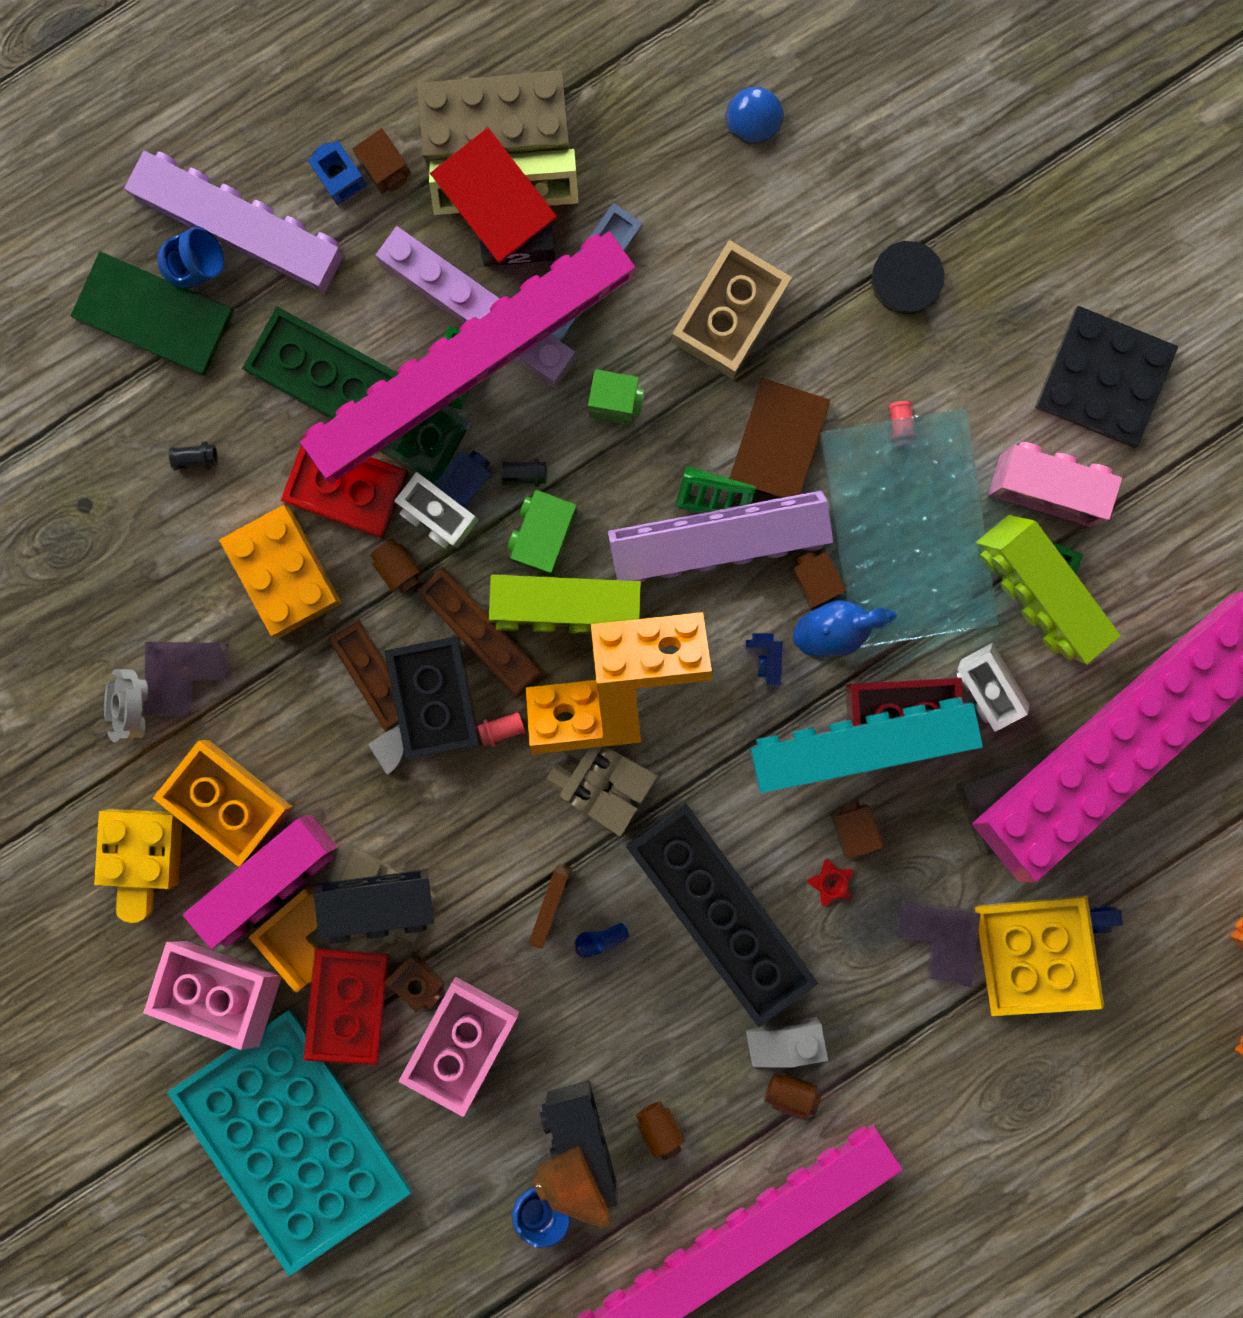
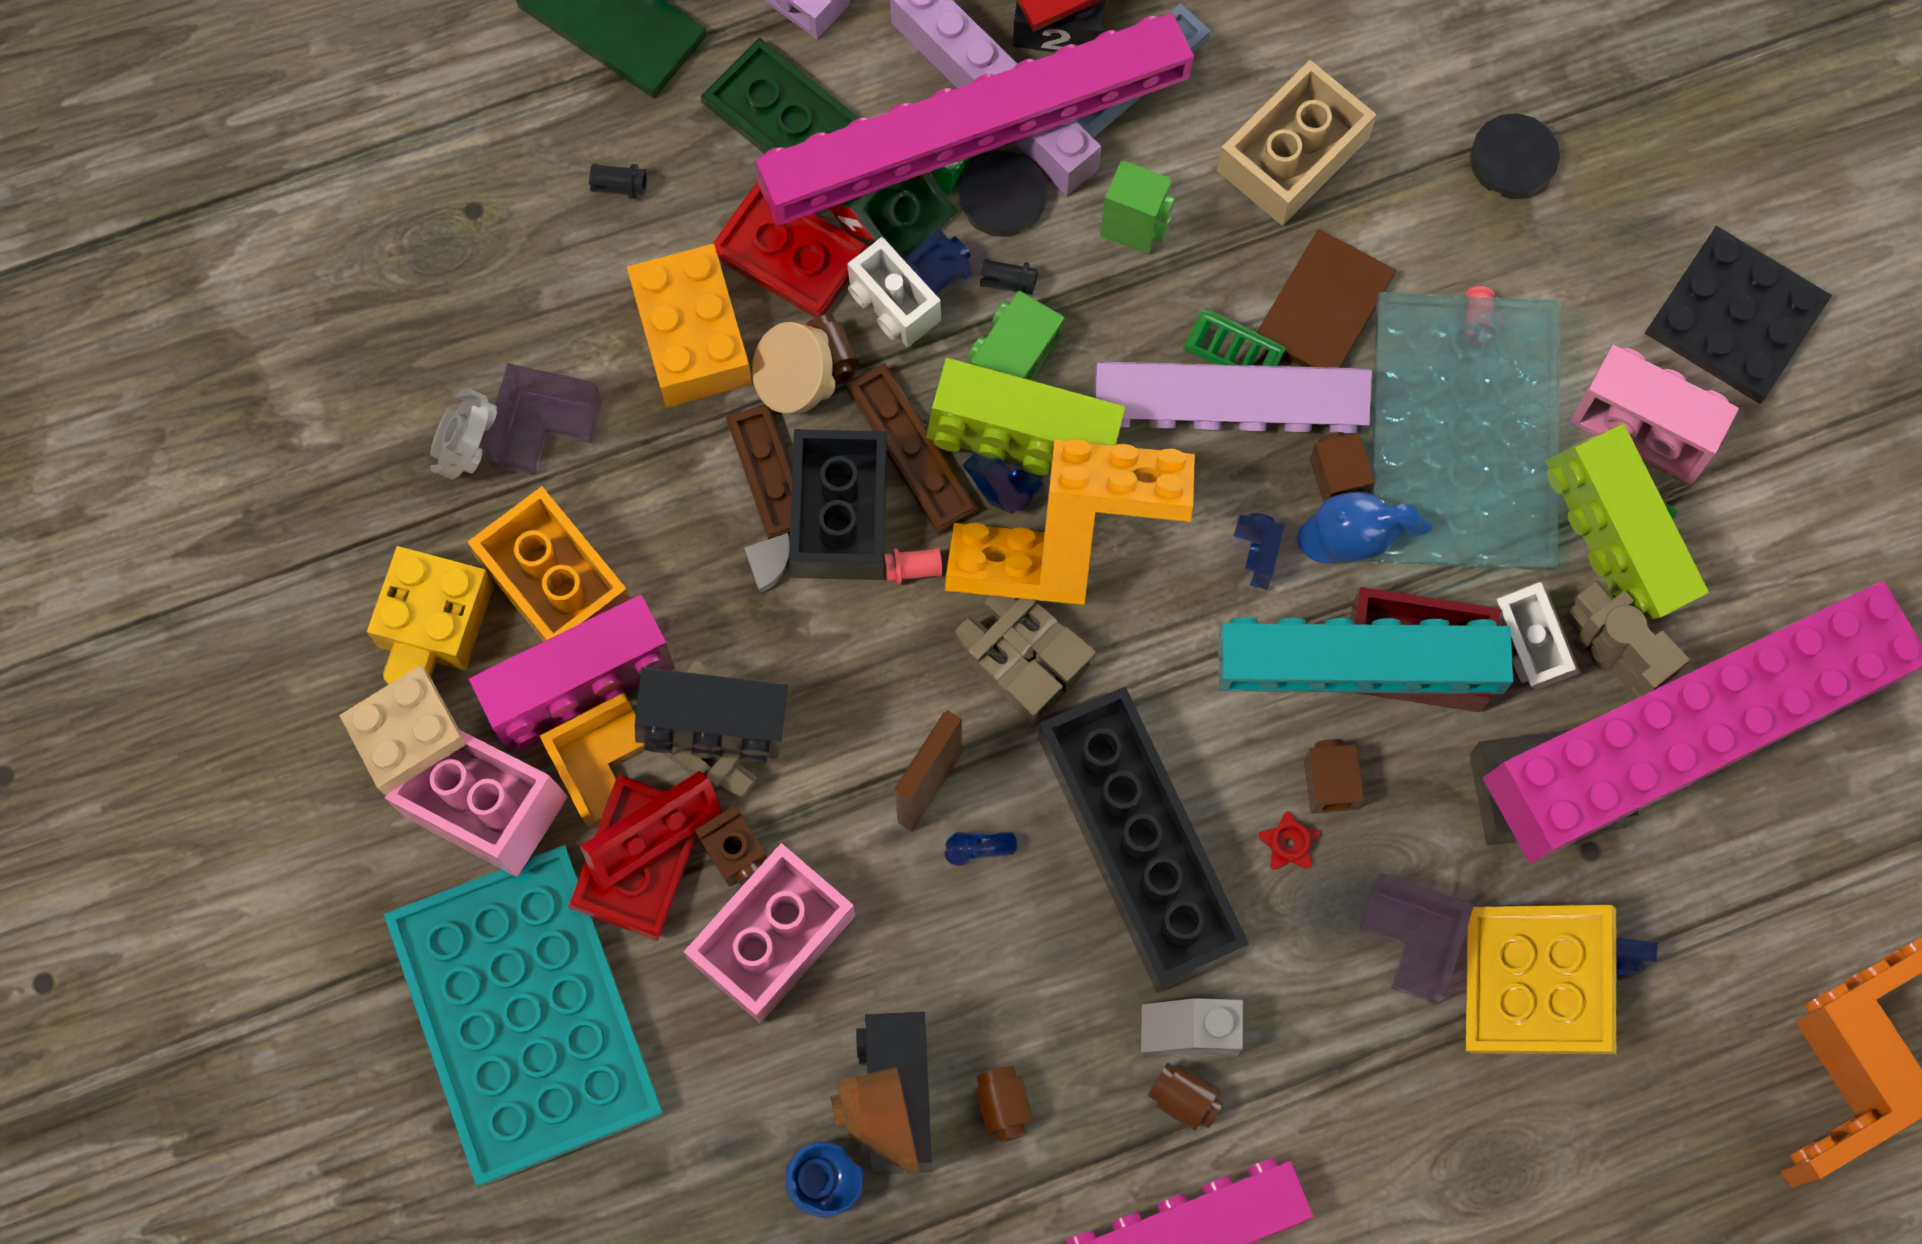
camera: 10 degrees right, 15 degrees down
(142, 958) = (402, 730): none -> tan plate
(351, 991) = (651, 830): none -> red plate
(371, 592) = (793, 368): none -> tan tile
(505, 401) = (1002, 193): none -> black tile
(562, 653) = (1001, 486): none -> clear blue bracket
(1060, 677) = (1623, 642): none -> dark tan hips

